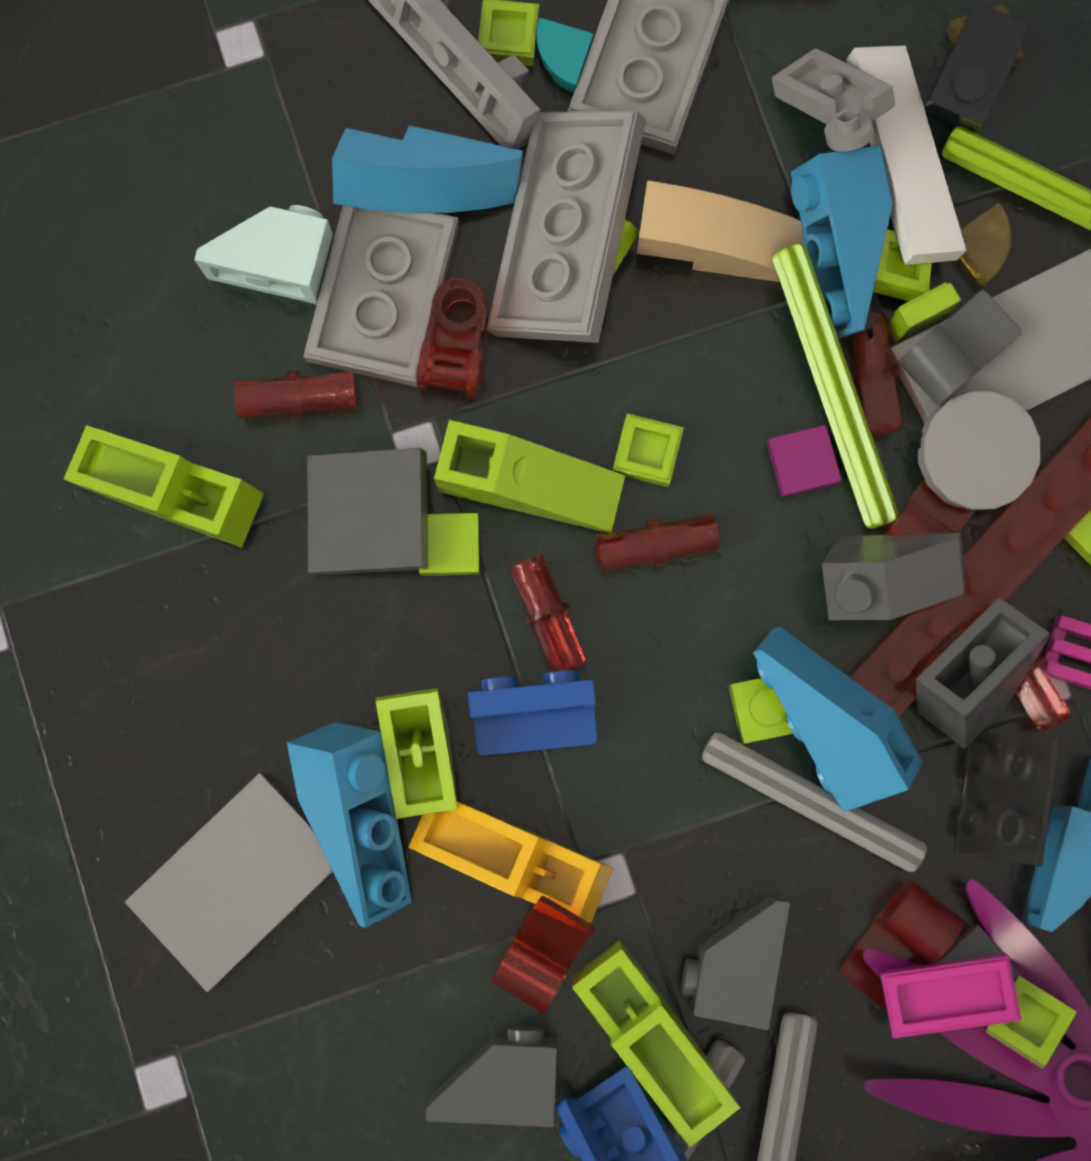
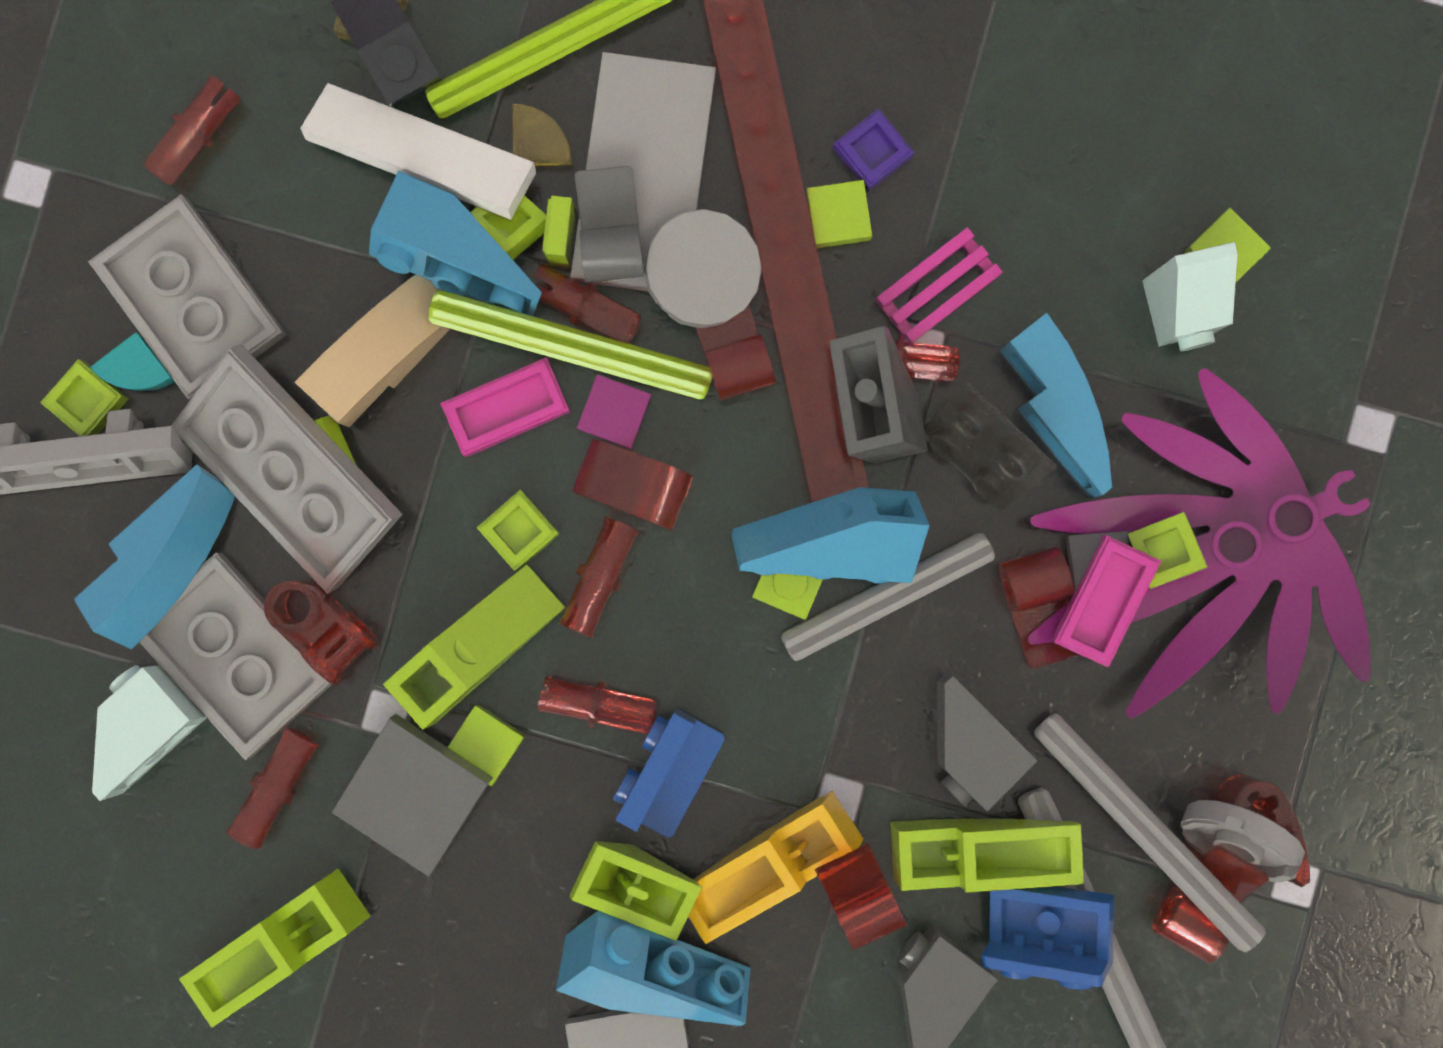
camera: 55 degrees left, 5 degrees up
(742, 370) = (505, 407): none -> dark pink tile
(758, 519) = (633, 483): none -> clear red panel
(836, 96) = (332, 174): light grey hinge -> none
(892, 574) = (753, 414): dark grey slope -> none

